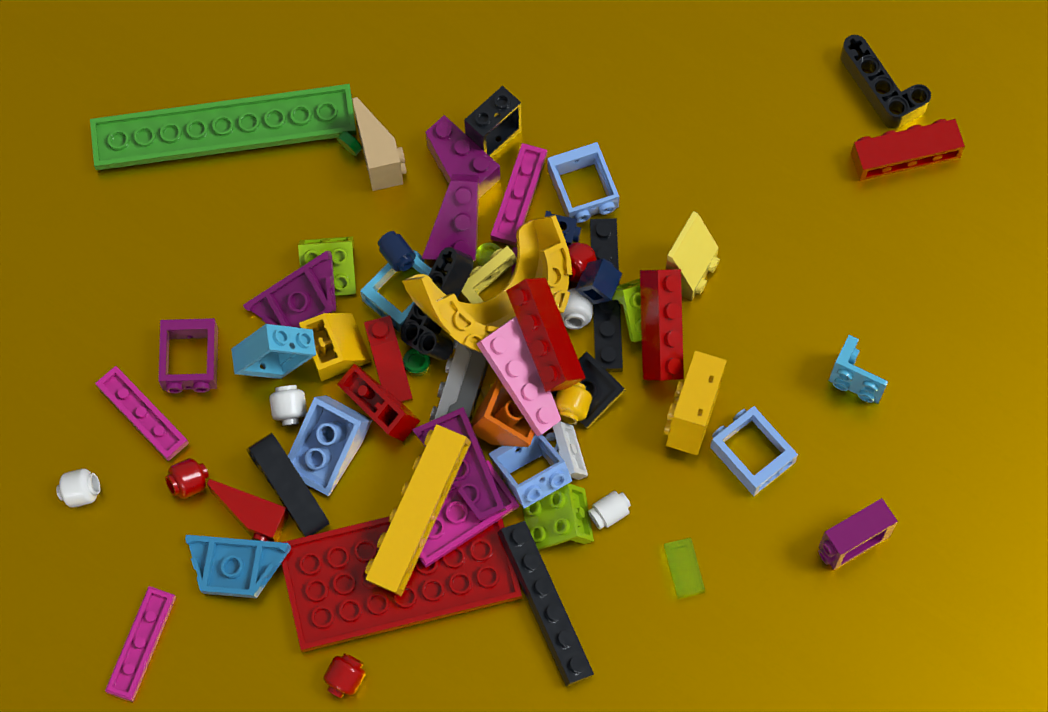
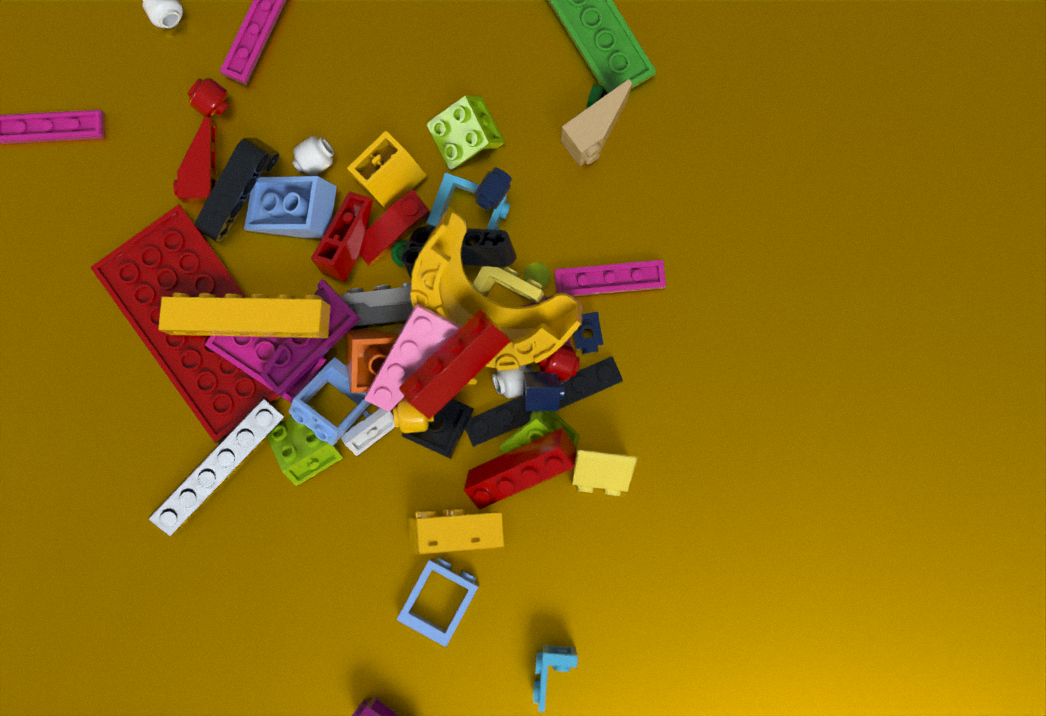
camera: 70 degrees right, 15 degrees up
(188, 330) = (334, 66): magenta window -> none
(234, 565) = (145, 175): dark azure wing -> none
(276, 349) = (347, 119): medium azure window -> none
(299, 295) = (416, 120): magenta wing -> none
(344, 675) = (82, 315): red head -> none
(457, 218) = (548, 233): magenta wedge -> none
(460, 155) = (616, 212): magenta wedge -> none
(484, 126) = (670, 221): black window -> none
(575, 160) = (664, 314): light blue window -> none
(609, 509) = (328, 489): white brick -> none
(684, 568) = (302, 579): clear neon green tile -> none
(856, 57) = (881, 582): black beam -> none
(907, 149) = (814, 636): red brick -> none

